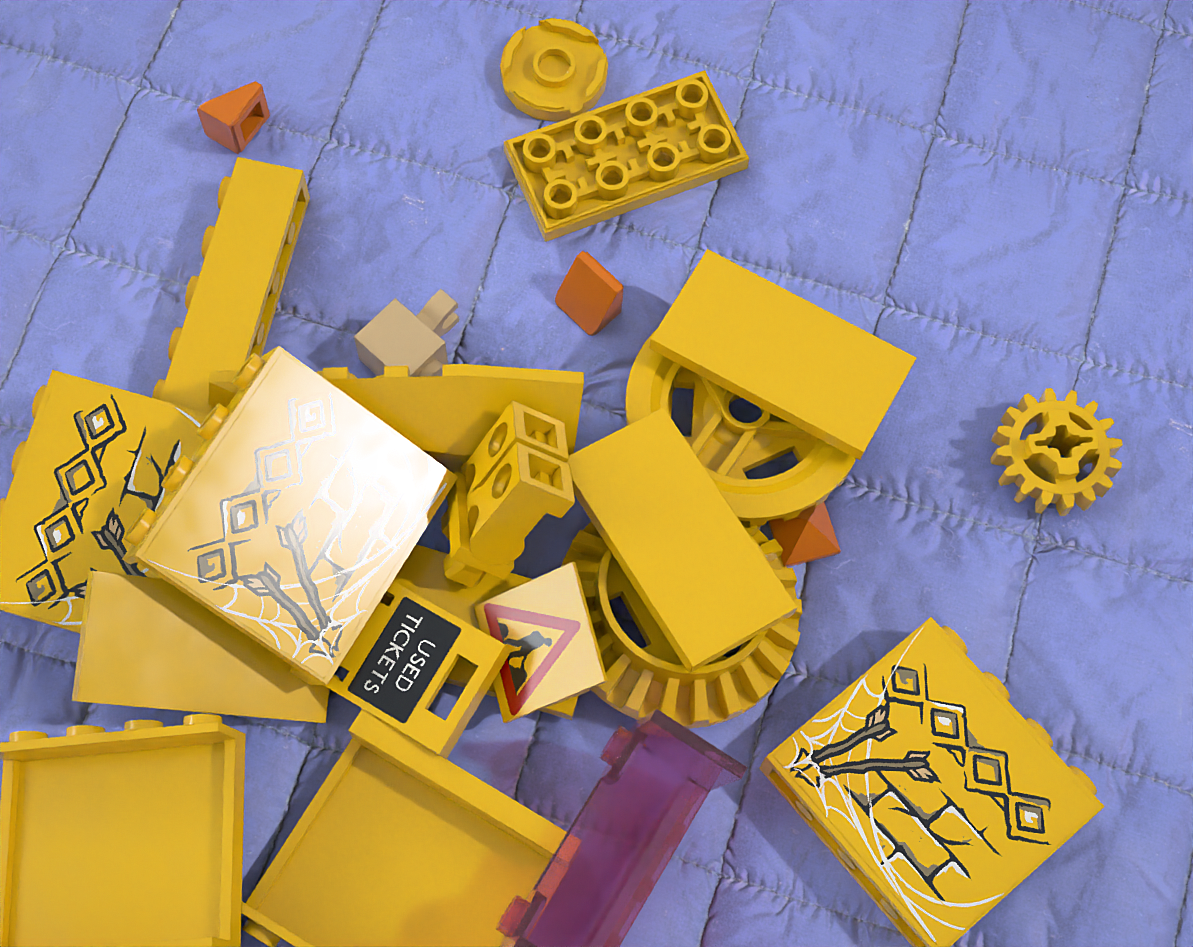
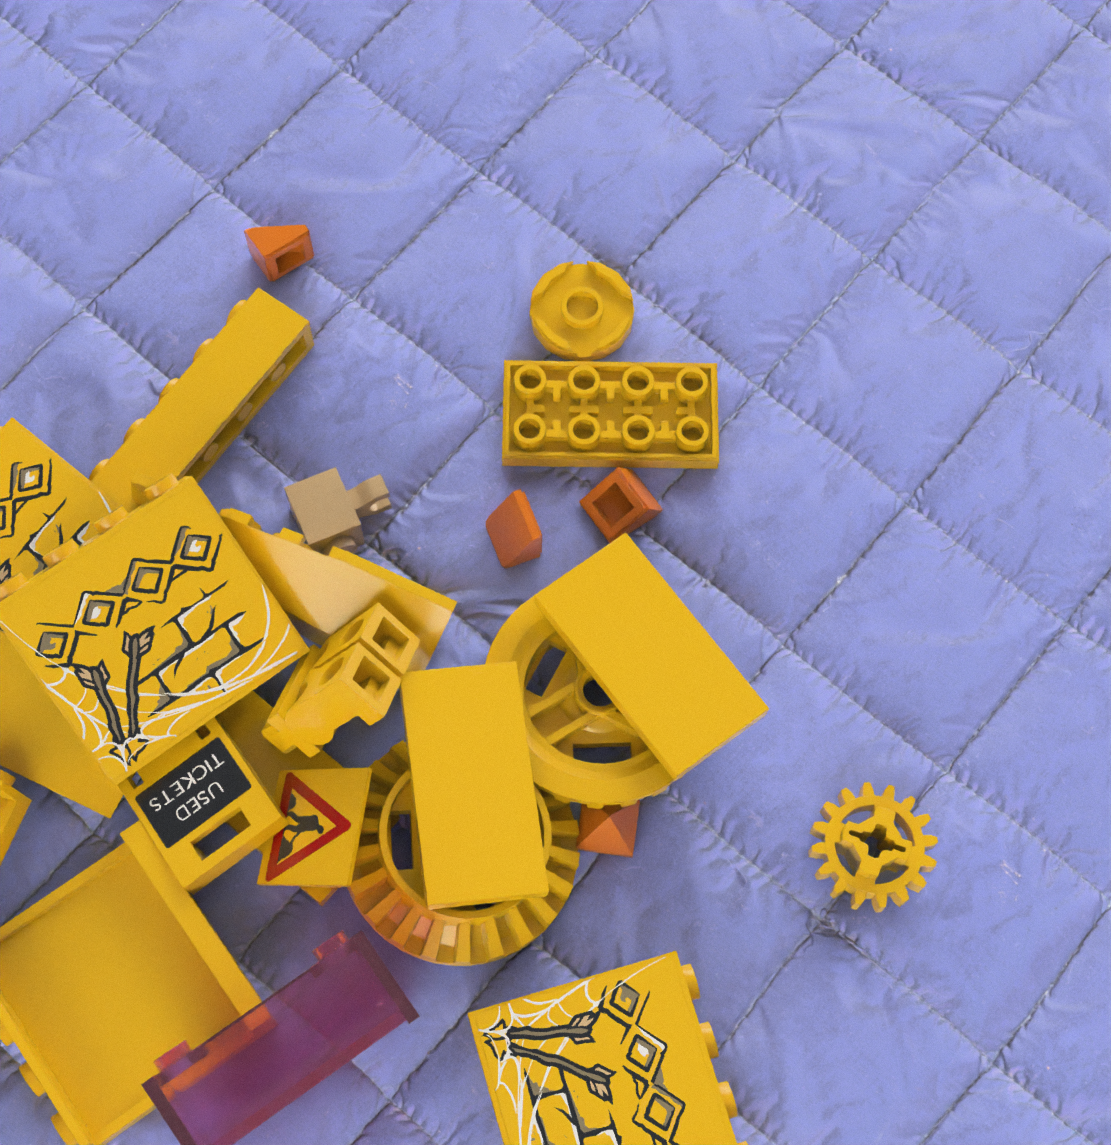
camera: 25 degrees right, 0 degrees up
(674, 235) = (620, 504): none -> orange slope

